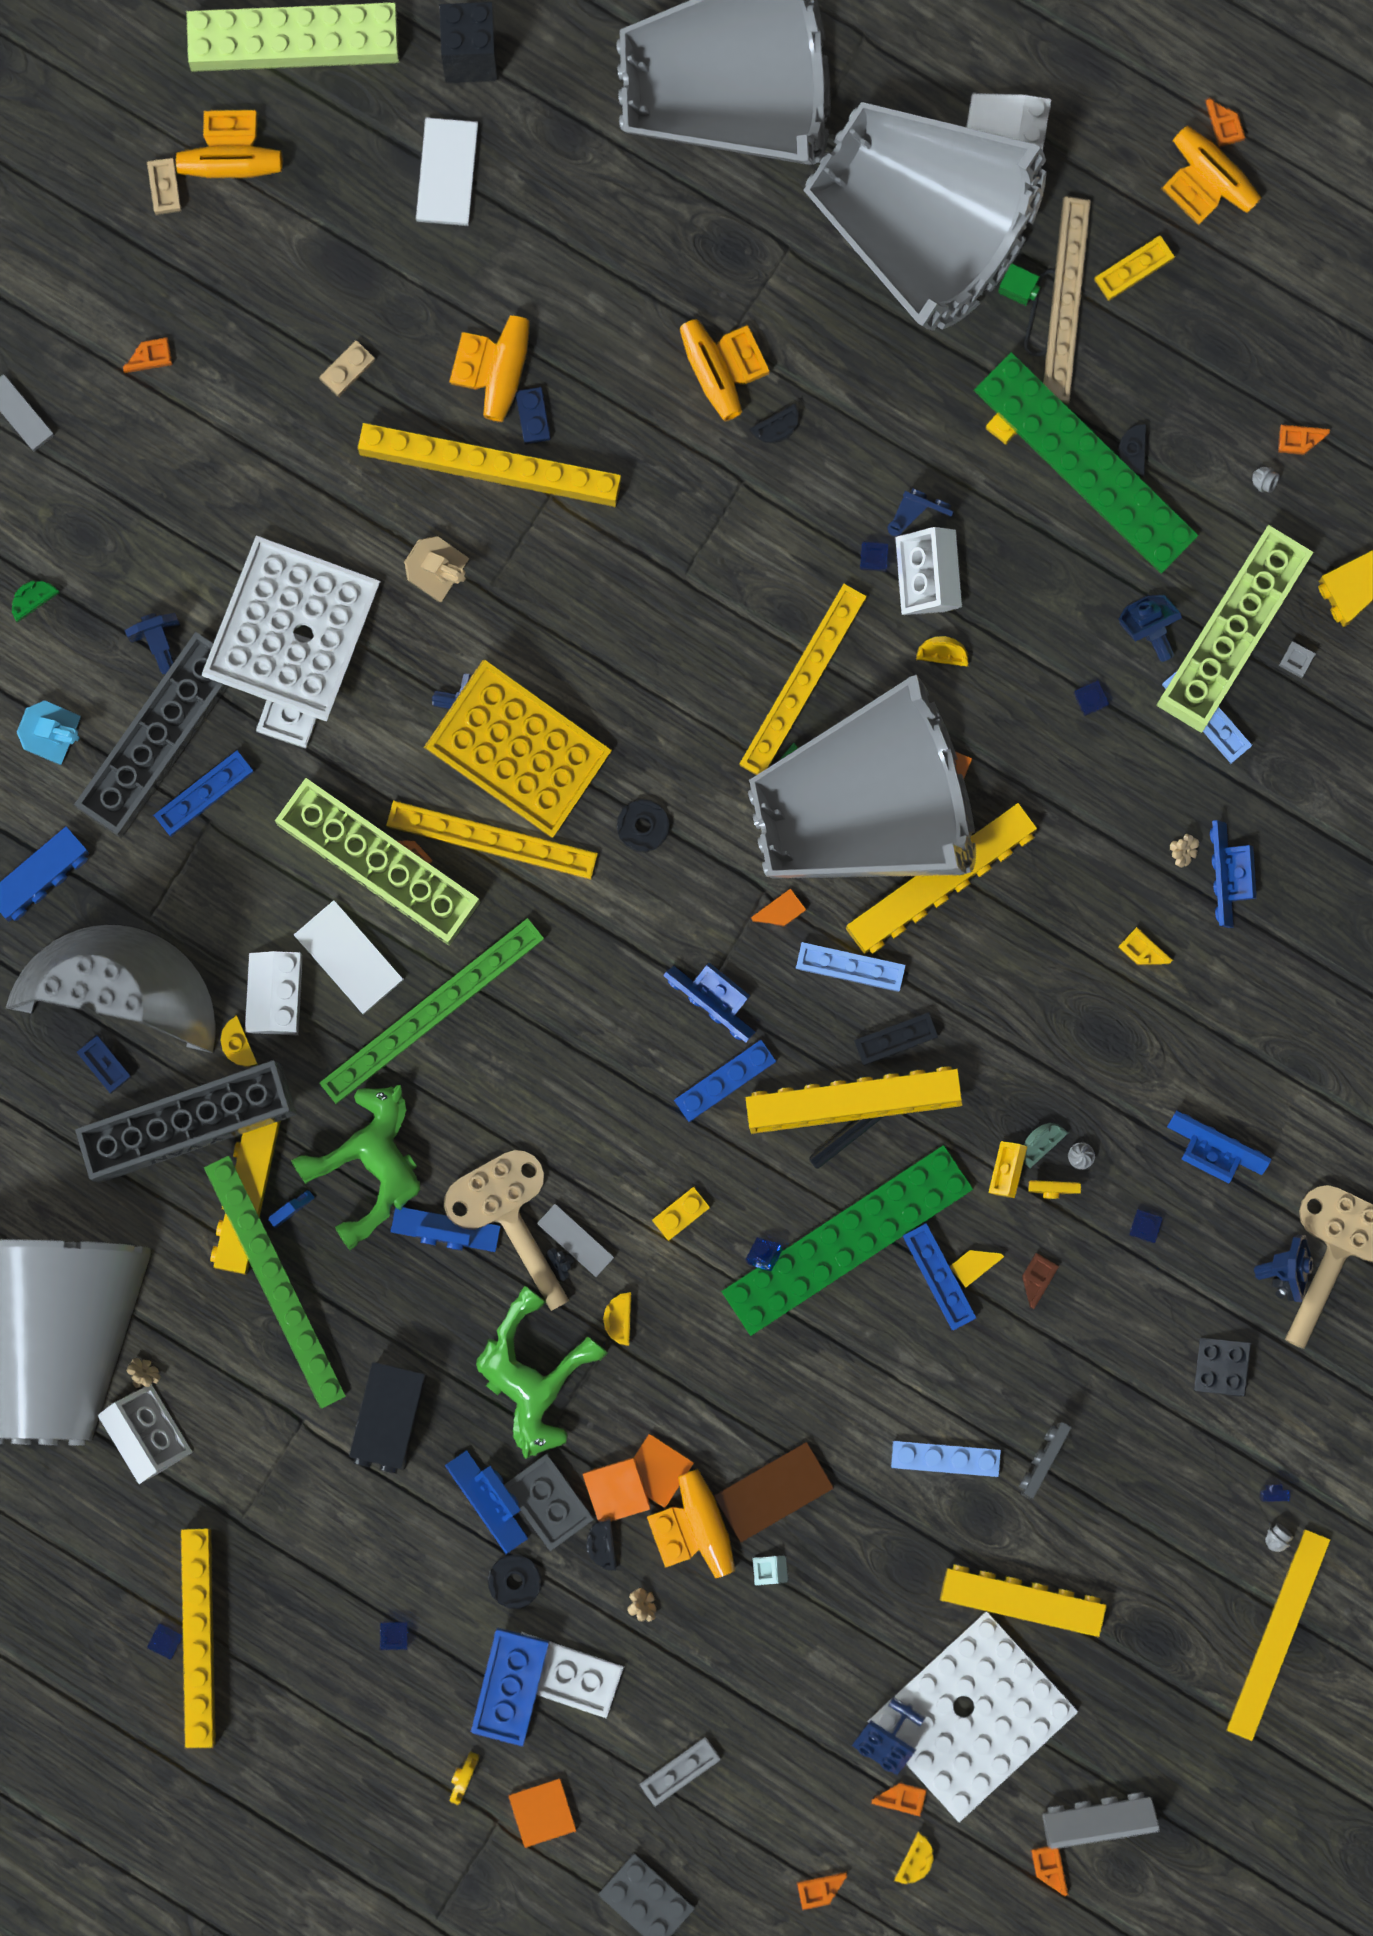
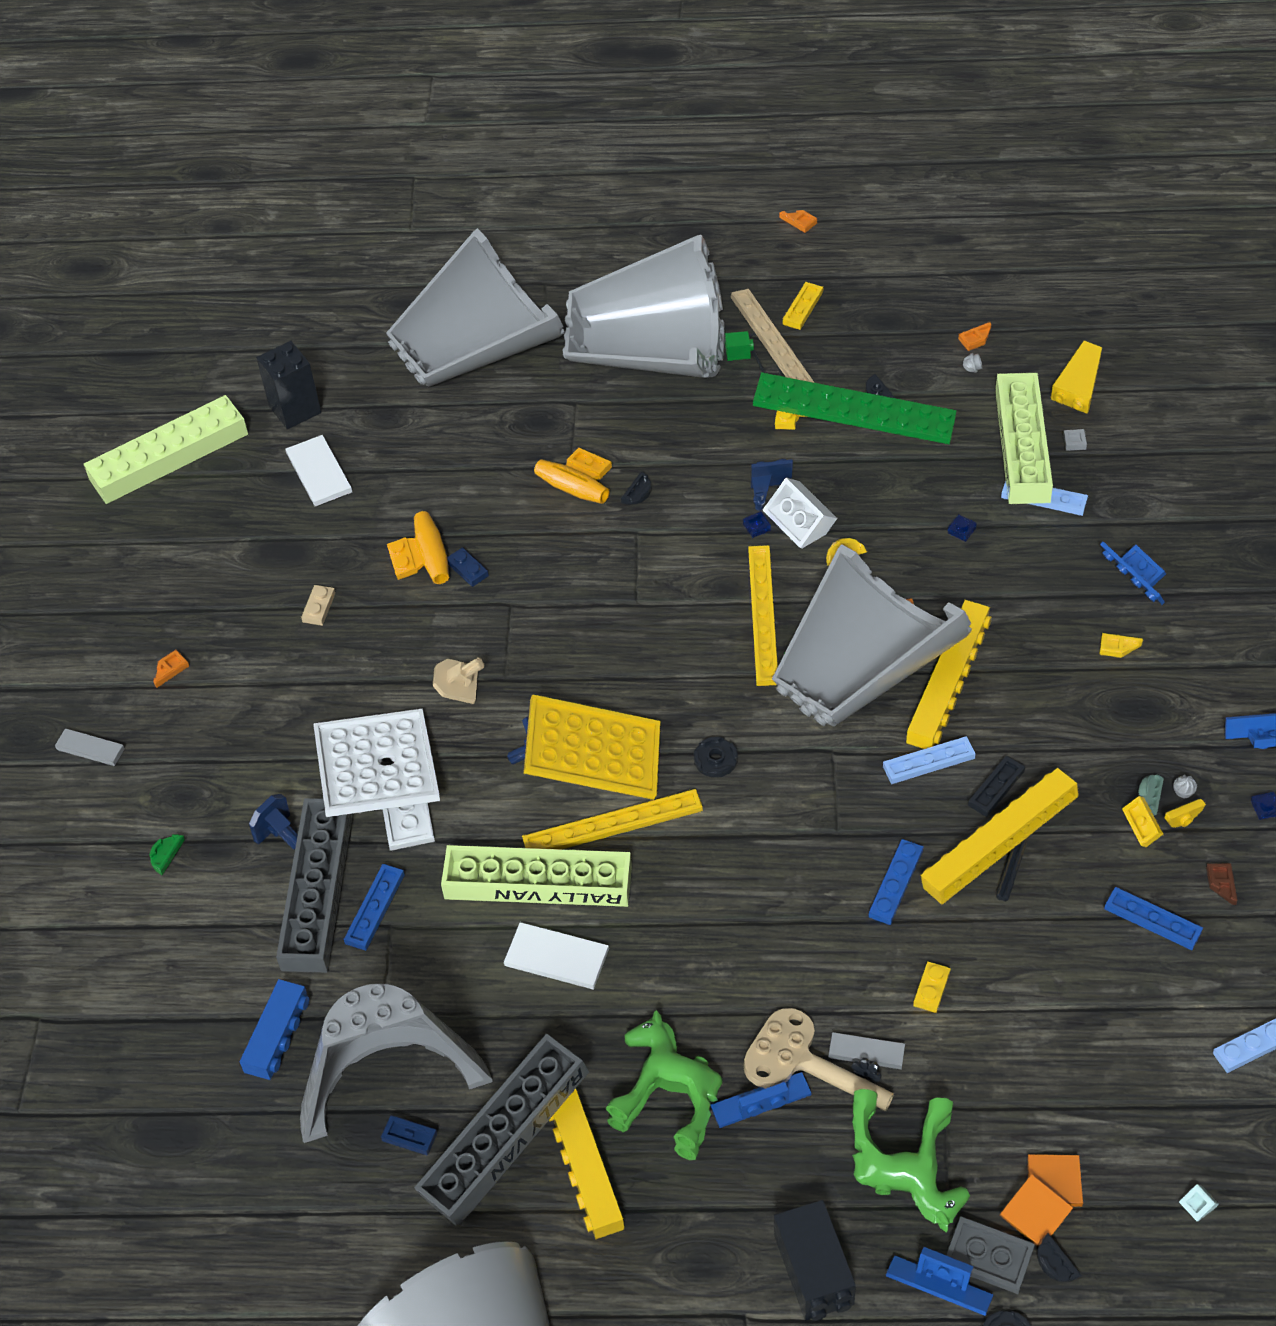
camera: 25 degrees left, 30 degrees down
(48, 730) = (227, 928): medium azure piece -> none
(164, 186) = (123, 568): tan plate -> none
(230, 149) = (158, 526): light orange plate -> none
(236, 1044) = (503, 1060): yellow plate -> none
(273, 993) = (514, 1008): white slope -> none
(274, 1282) = (653, 1213): bright green plate -> none
(290, 1209) = (627, 1157): blue tile -> none
(431, 1011) = (643, 958): bright green plate -> none
(489, 465) = (455, 604): yellow brick -> none
(618, 1318) = (940, 1085): yellow plate -> none
(642, 1605) = (1123, 1290): tan plant -> none
(693, 1528) = (1117, 1203): light orange plate -> none
(716, 995) = (848, 826): blue bracket -> none
(764, 1254) = (1015, 975): clear blue plate -> none
(773, 1492) = (1155, 1142): reddish brown tile -> none
(781, 910) = (853, 754): orange tile -> none
(847, 1240) = (1065, 938): green plate -> none
(973, 1265) = (1171, 895): yellow tile -> none
(1148, 619) = (967, 464): dark blue piece -> none
(1184, 850) = (1095, 573): tan plant -> none
(1207, 179) = (812, 244): light orange plate -> none

